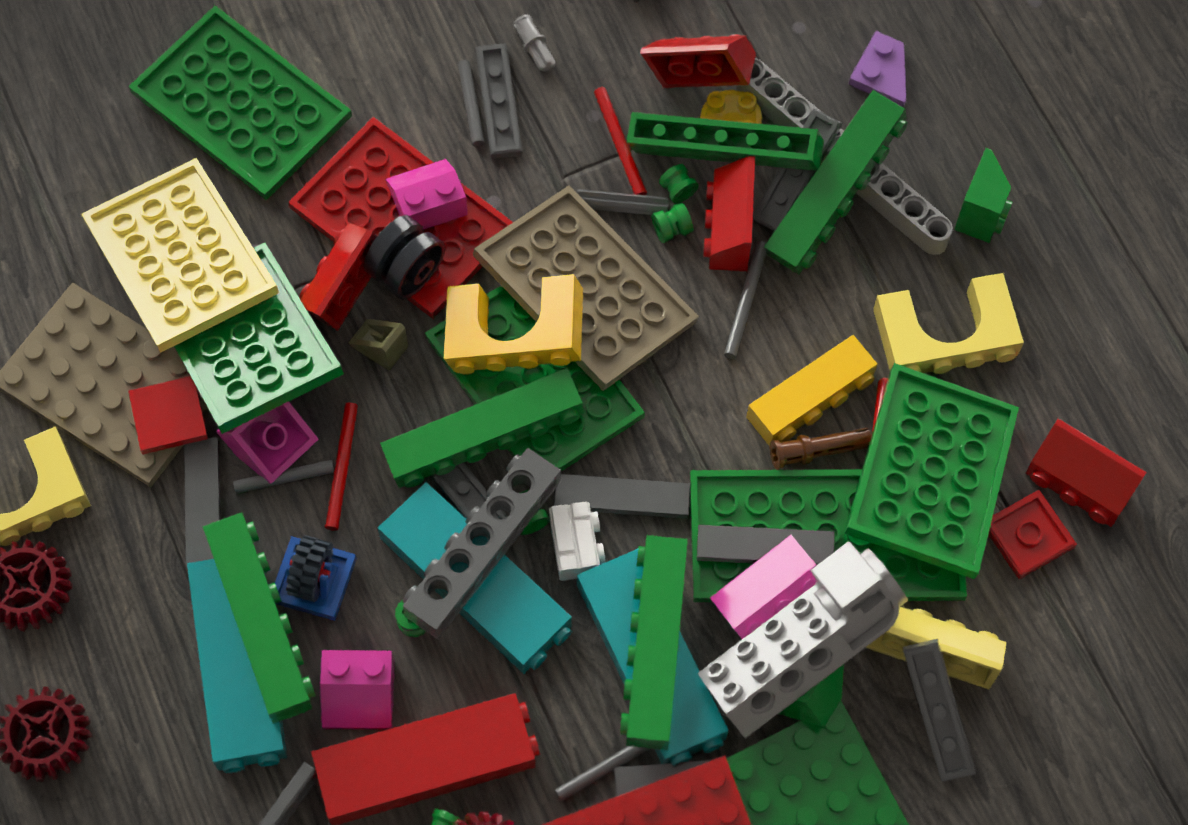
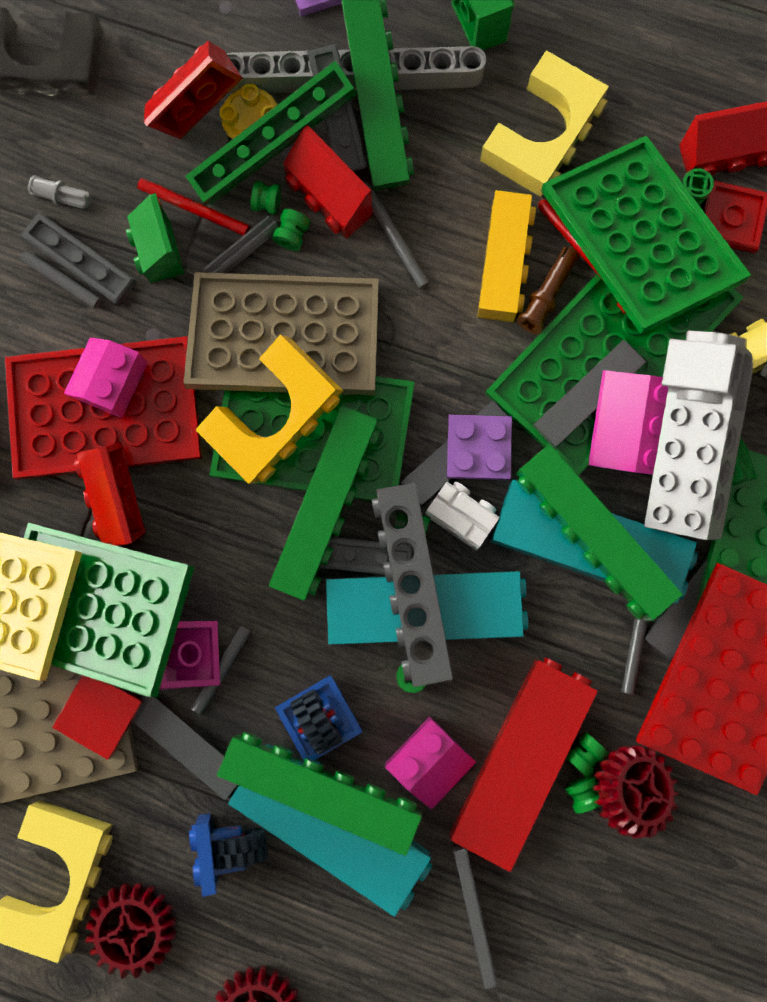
camera: 40 degrees left, 15 degrees up
(147, 591) = (223, 851): none -> plate
(341, 467) = (252, 622): red bar -> none
(381, 341) = (184, 511): olive slope -> none
(404, 257) = (142, 438): black wheel -> none
(476, 800) = (586, 754): none -> green wheel
(564, 138) = (154, 241): none -> green slope
(640, 504) = (479, 447): none -> medium lavender plate
(1013, 489) = (702, 182): none -> green wheel

